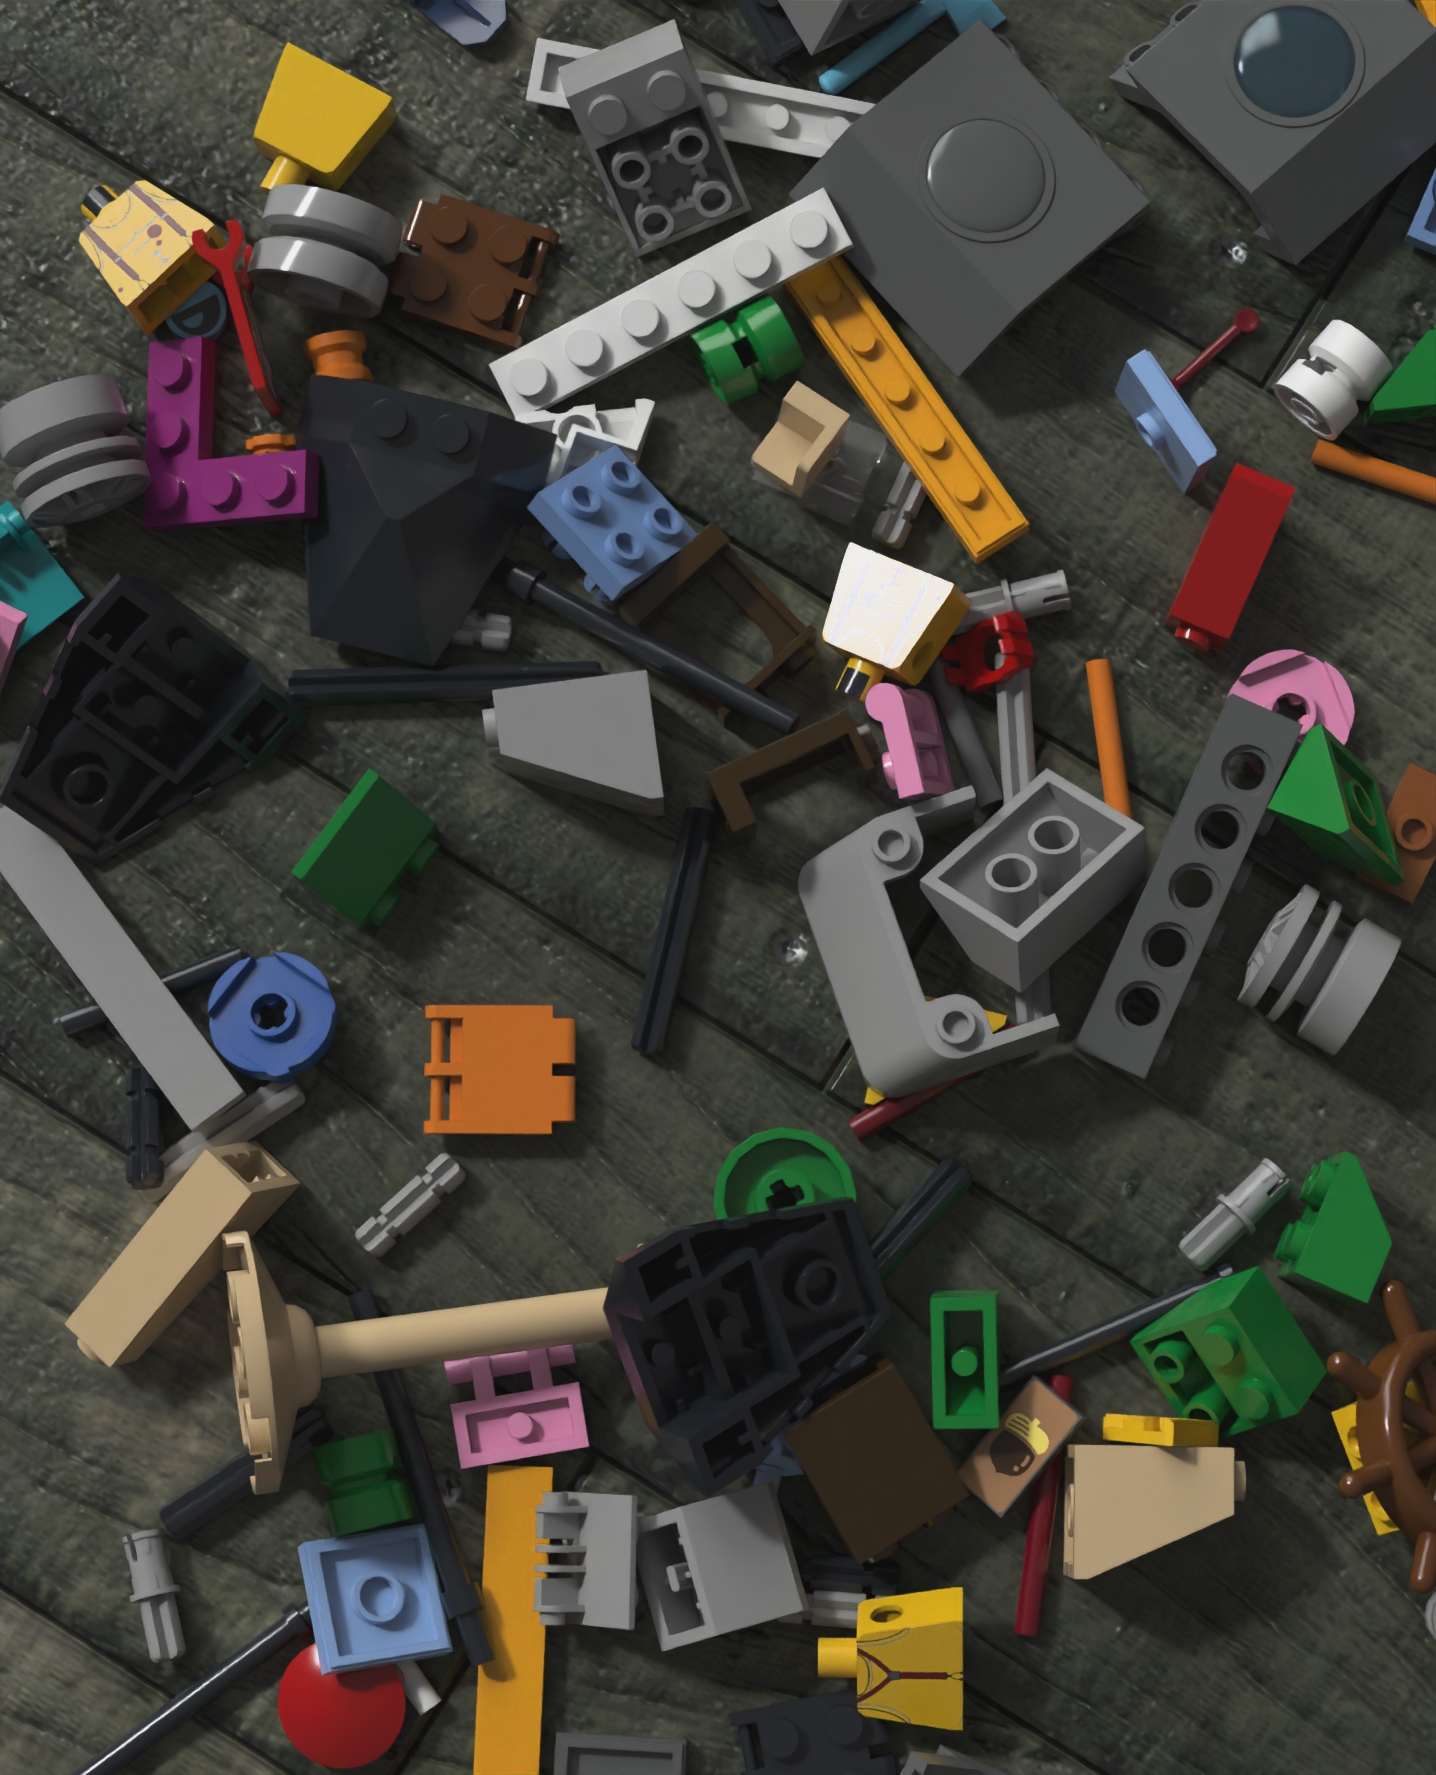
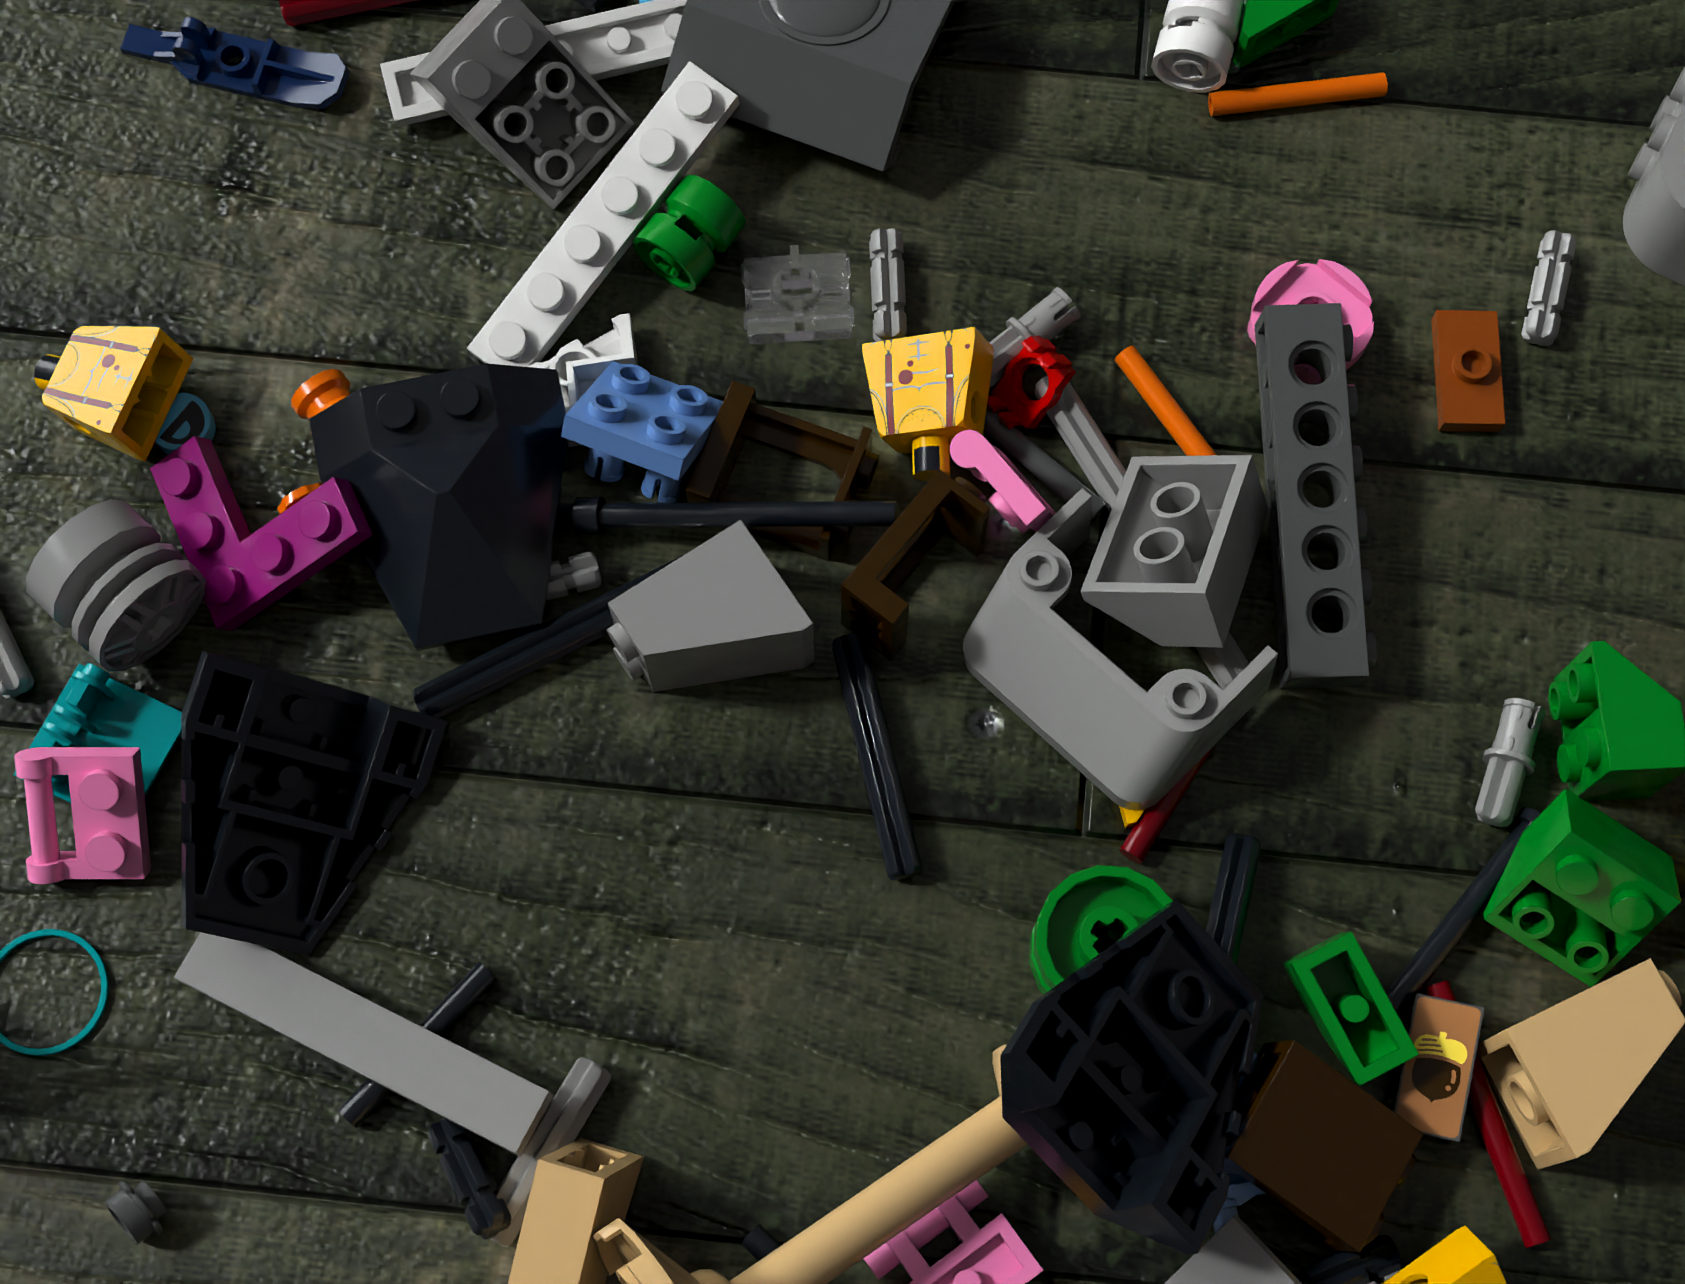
camera: 25 degrees left, 10 degrees down
(239, 294) = (212, 385): red flag -> none
(280, 1051) = (564, 1040): blue plate -> none
(318, 122) = (219, 219): yellow torso -> none
(325, 250) = (273, 310): light grey wheel -> none
(368, 853) = (560, 814): green slope -> none
(410, 1205) = (758, 1125): light grey axle -> none
(469, 269) = (410, 282): reddish brown plate -> none
(501, 1070) = (781, 956): orange plate -> none
(801, 440) = (775, 275): tan panel -> none
(907, 408) = (853, 218): light orange tile -> none
(1160, 1430) = (1555, 986): yellow tile -> none
(1165, 421) = (1079, 123): light blue plate -> none
(1228, 558) = (1192, 207): red slope -> none
(1244, 324) = (1095, 34): dark red hinge -> none
(1319, 969) = (1477, 509): light grey wheel -> none
(1338, 808) = (1403, 374): green slope -> none

